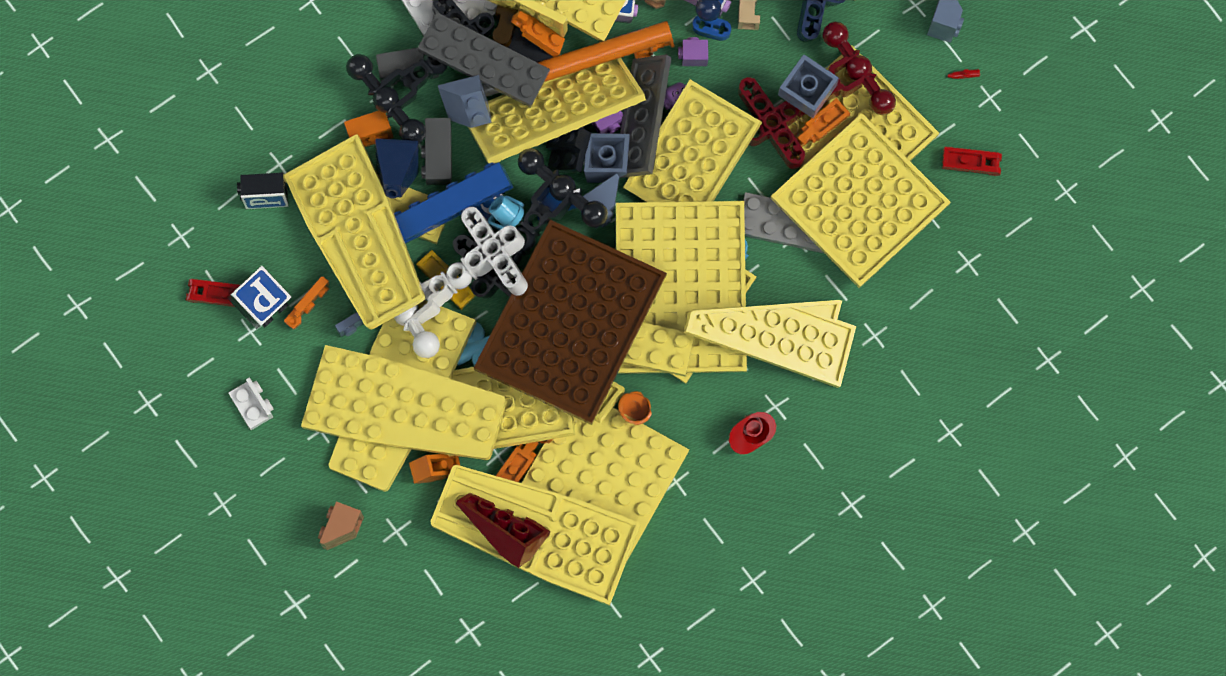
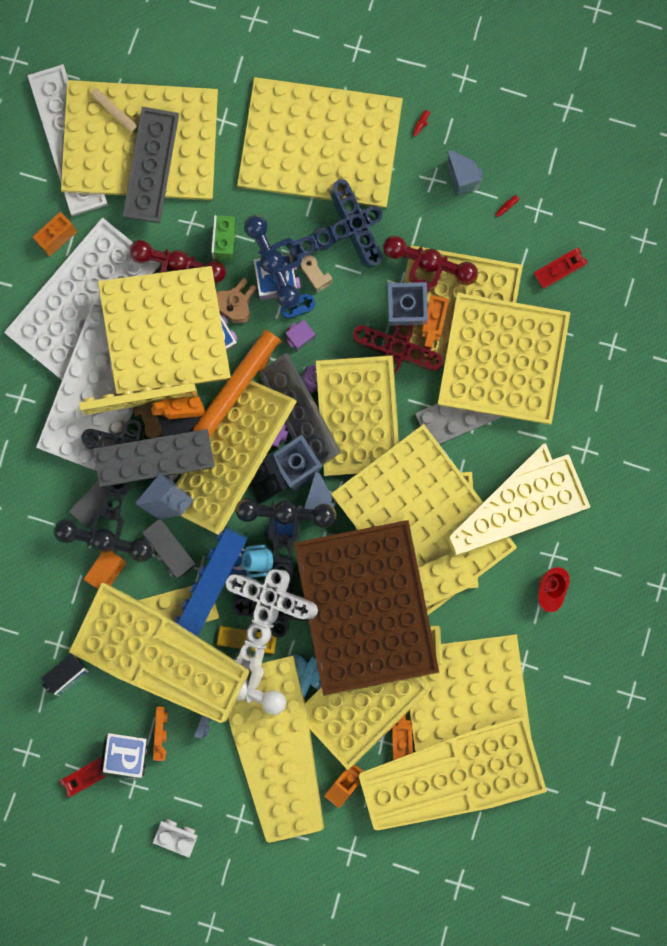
camera: 30 degrees left, 5 degrees up
(341, 526) = (312, 878): nougat slope -> none
(396, 165) = (148, 585): dark blue slope -> none
(401, 406) = (288, 760): light yellow wing -> none
(509, 535) = (438, 795): dark red wedge -> none
(635, 406) = (457, 631): orange hair -> none

